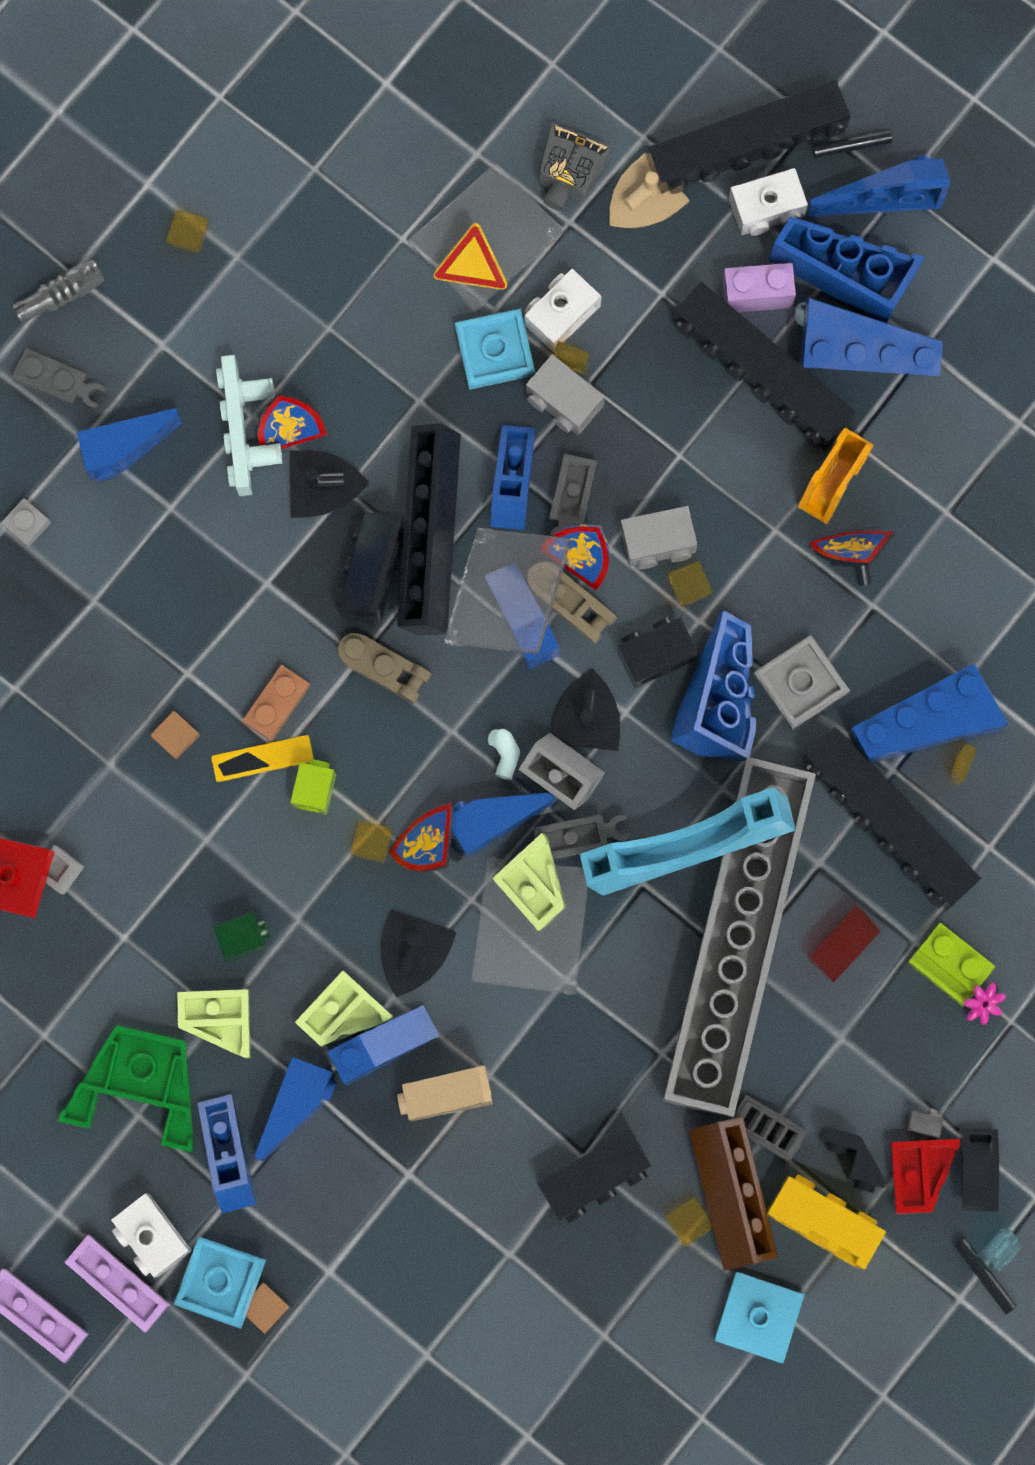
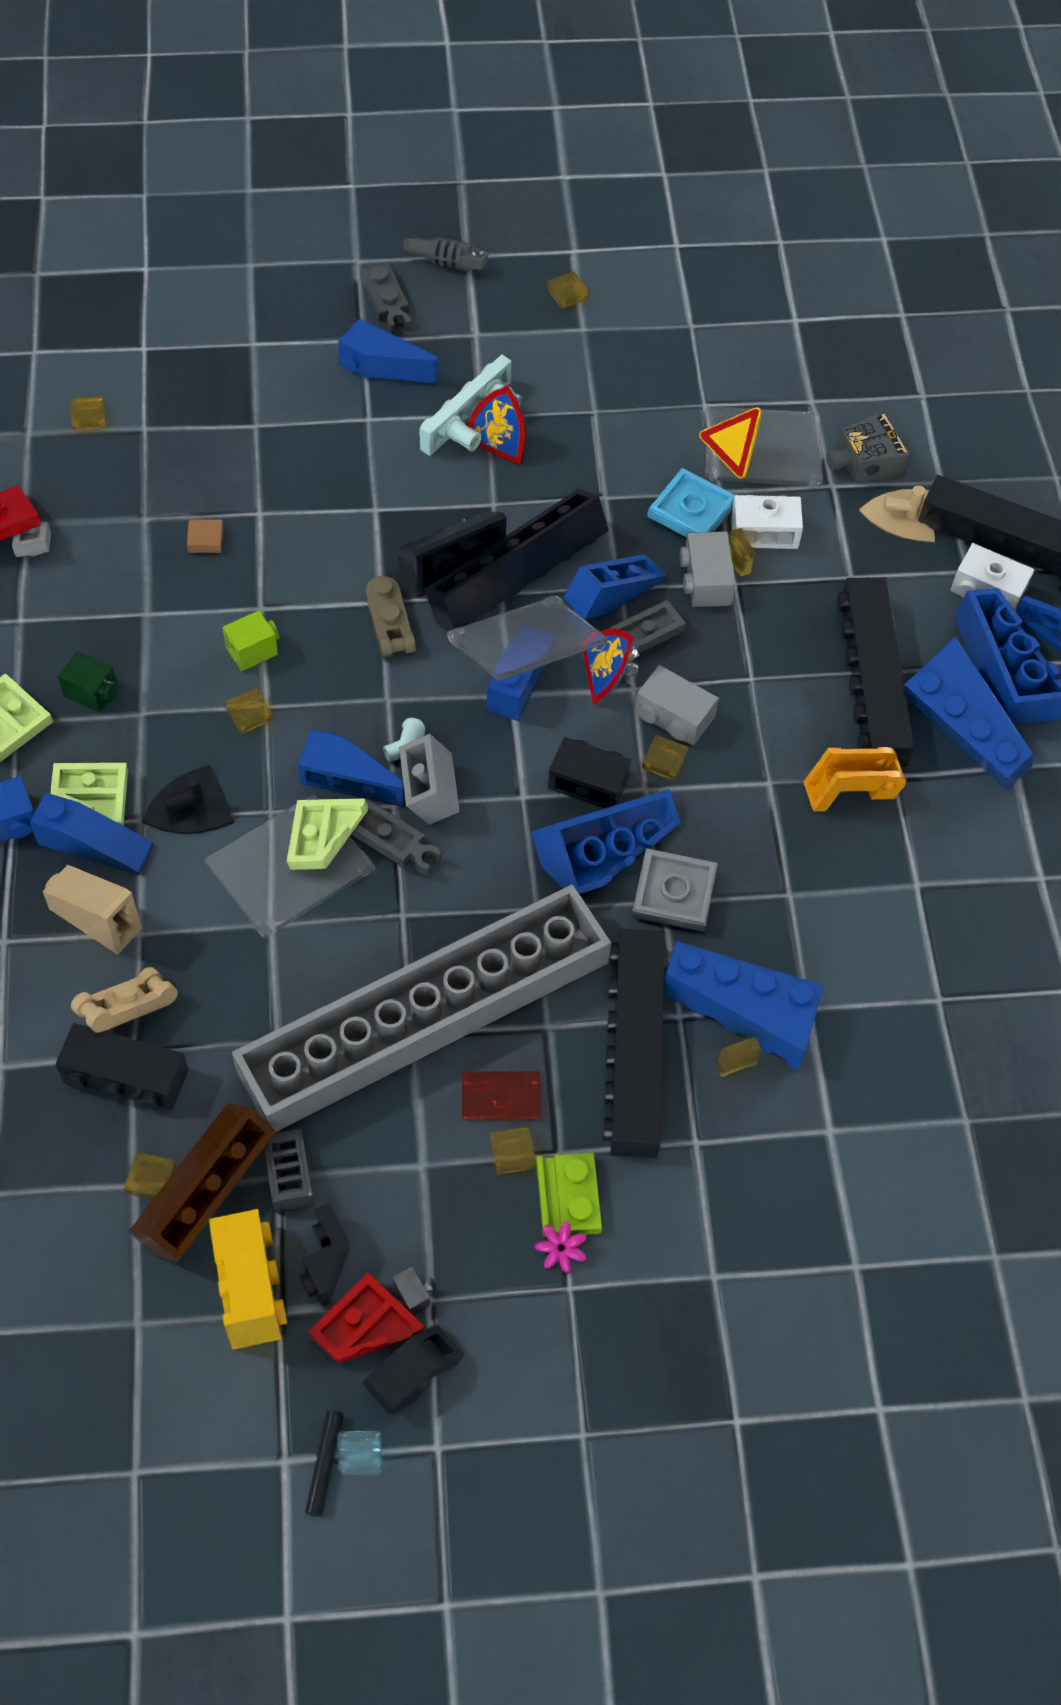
camera: 40 degrees right, 20 degrees down
(26, 522) = (269, 349): light grey plate -> none
(262, 758) = (241, 598): yellow sticker -> none
(276, 703) = (293, 576): nougat plate -> none
(322, 483) = (482, 486): black shield -> none
(427, 842) = (279, 740): shield -> none
(547, 1133) = (125, 1001): none -> tan plate
(574, 602) = (566, 693): dark tan plate -> none
(588, 715) = (493, 774): black shield -> none
(737, 827) = (522, 914): medium azure arch -> none
(759, 287) = (926, 619): lavender brick -> none
(759, 1317) = (114, 1302): medium azure plate -> none
(853, 550) = (812, 846): shield -> none
(888, 971) = (512, 1150): none -> clear yellow tile

